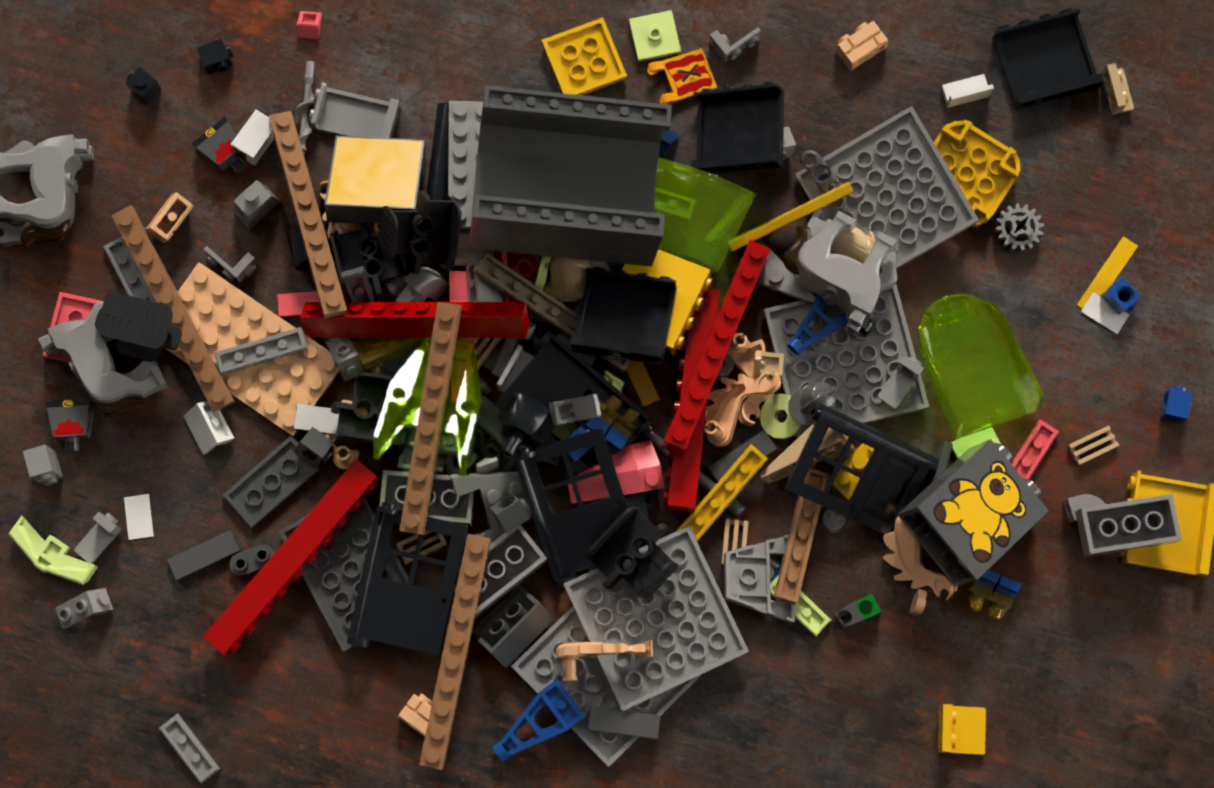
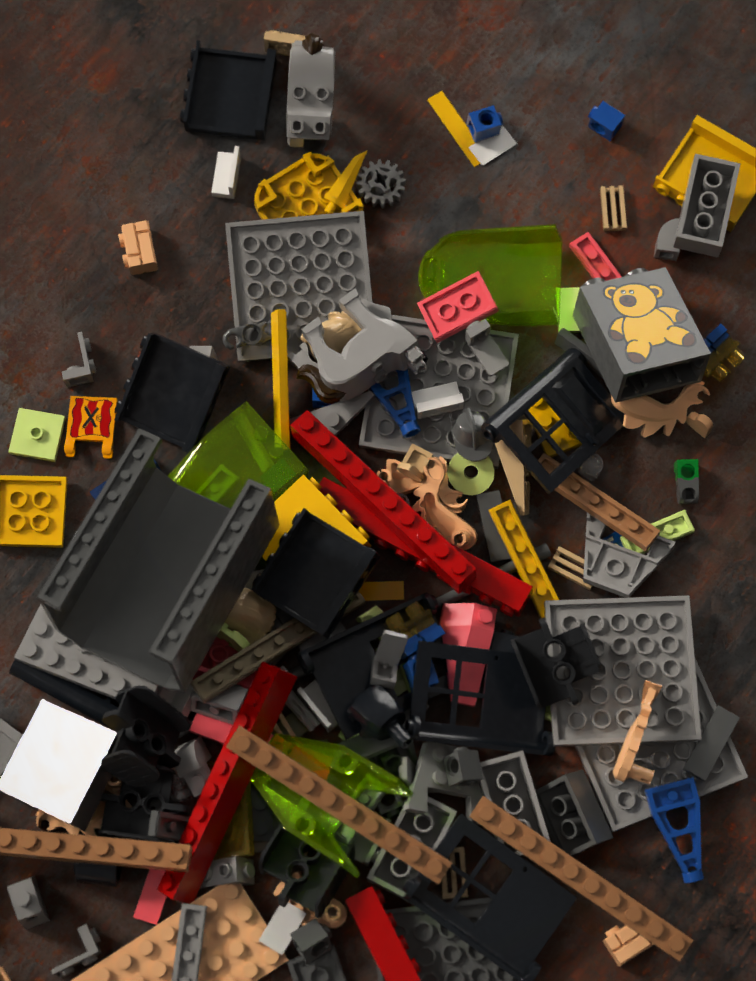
camera: 65 degrees left, 5 degrees down
(834, 359) = (437, 400): none -> white panel
(928, 341) = (457, 307): none -> coral tile
(998, 195) = (342, 187): none -> yellow bar
(1069, 123) = (310, 91): none -> light grey piece

